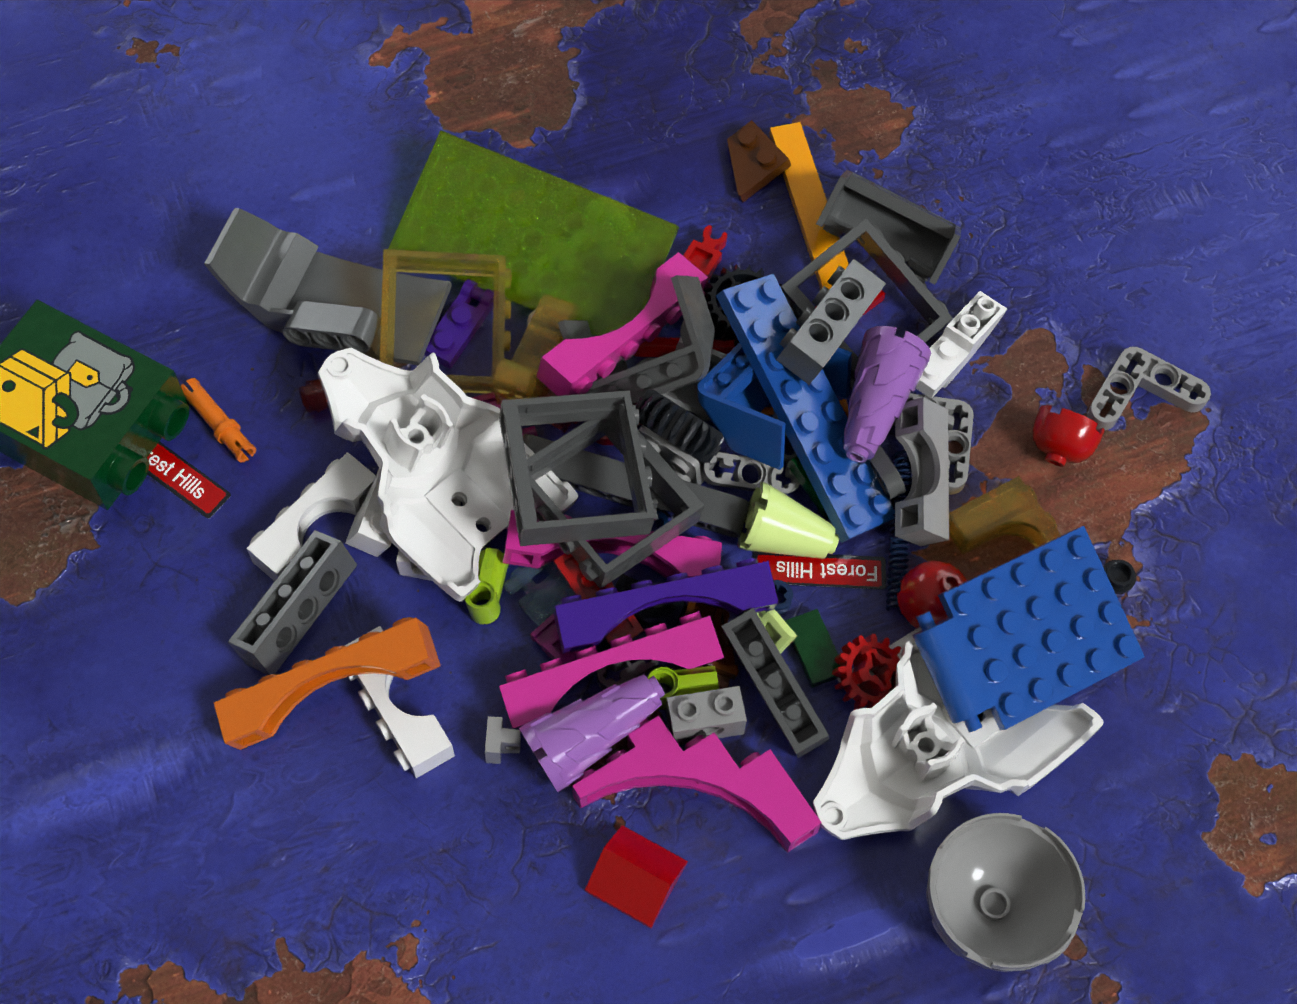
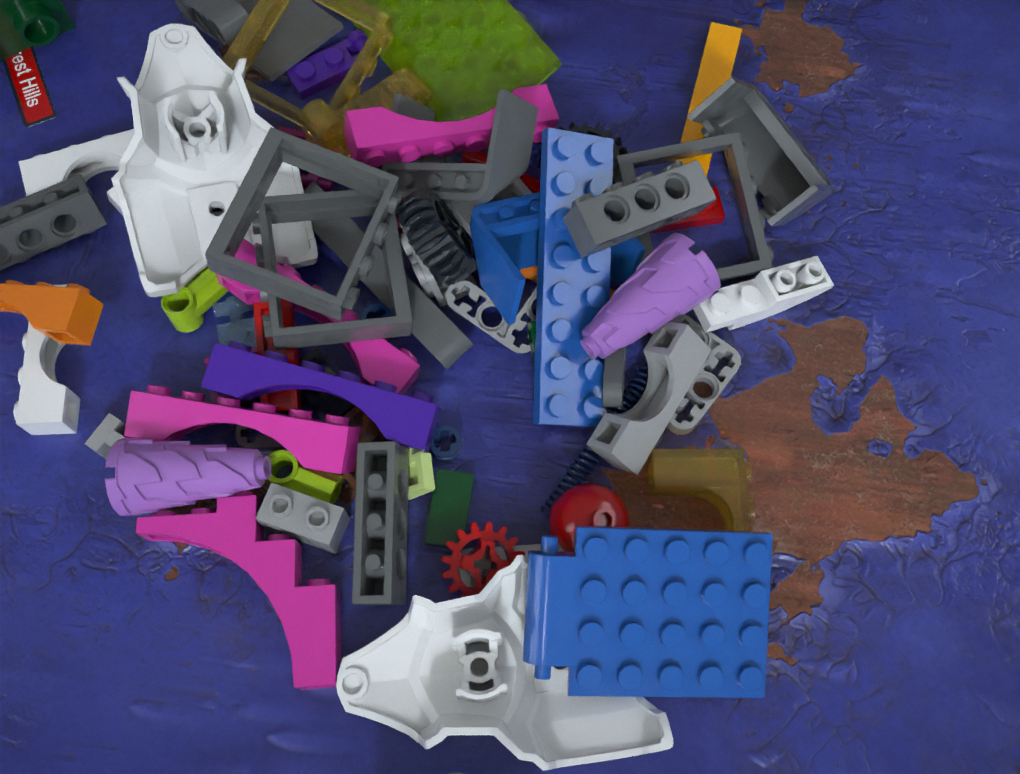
camera: 30 degrees right, 5 degrees up
(225, 430) = (82, 56): orange pin -> none
(635, 876) = (150, 630): red slope -> none
(707, 254) = (579, 105): red plate -> none
(754, 160) = (678, 43): reddish brown wing -> none
(785, 527) = (489, 382): yellowish green cone -> none
(832, 571) = (505, 439): red sticker -> none
(1065, 436) = (816, 435): red cylinder -> none
(1121, 575) = (788, 600): black plate -> none
(1144, 377) = (935, 417): light grey beam -> none

